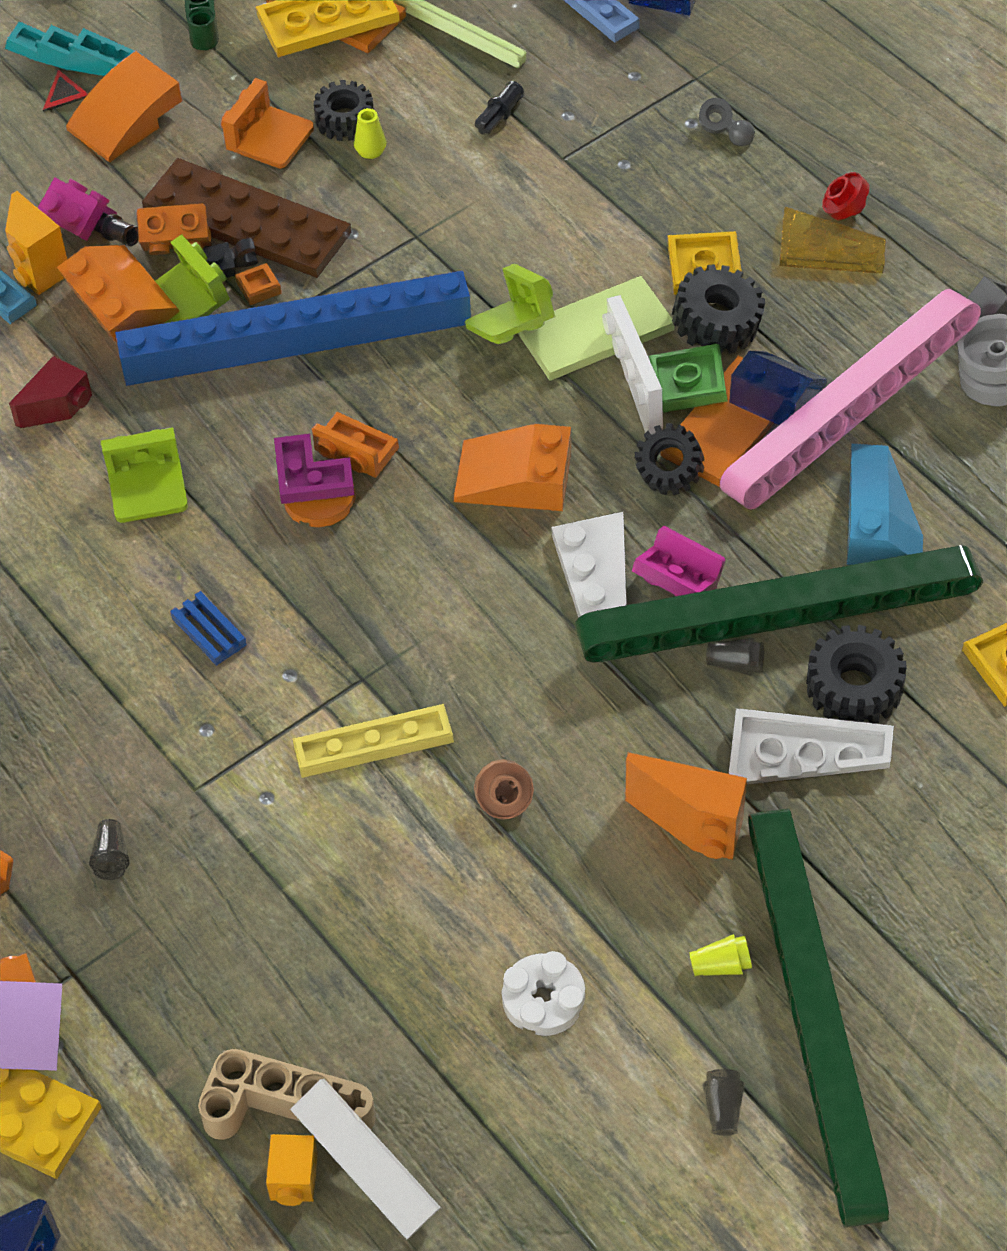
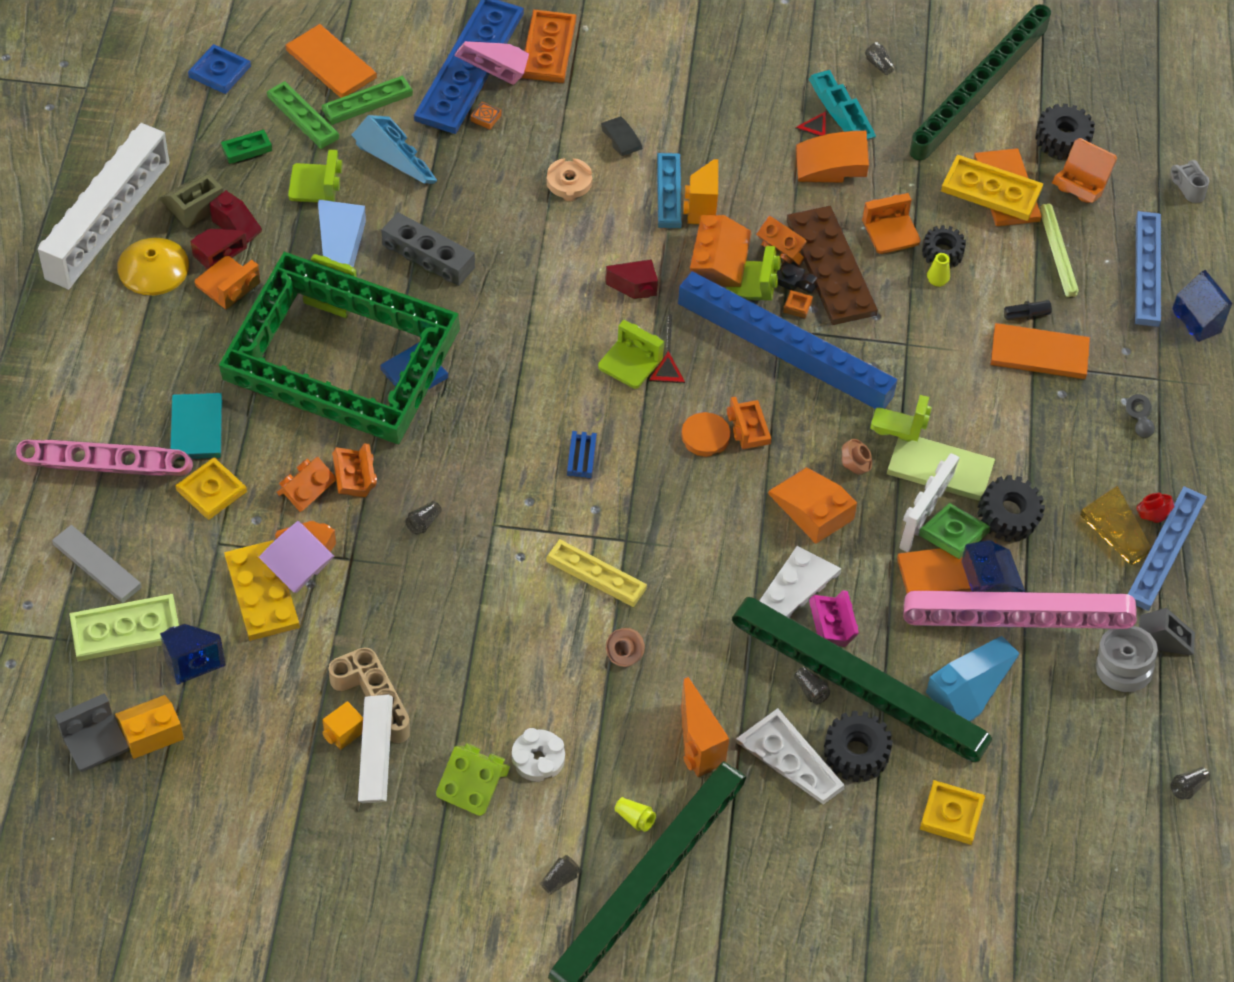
camera: 40 degrees right, 0 degrees up
(73, 208) = (749, 191): dark pink bracket -> none
(114, 228) = (755, 216): black axle -> none
(195, 462) = (667, 369): none -> clear smoke piece
(307, 480) = (703, 419): magenta plate -> none
(507, 386) = (856, 457): none -> nougat plate
(507, 1089) = (471, 778): none -> lime bracket
(556, 138) = (1040, 351): none -> orange tile
(663, 439) = (895, 574): black tyre -> none
(701, 249) = (1044, 475): yellow tile -> none
(899, 227) = (1166, 548): none -> medium blue plate

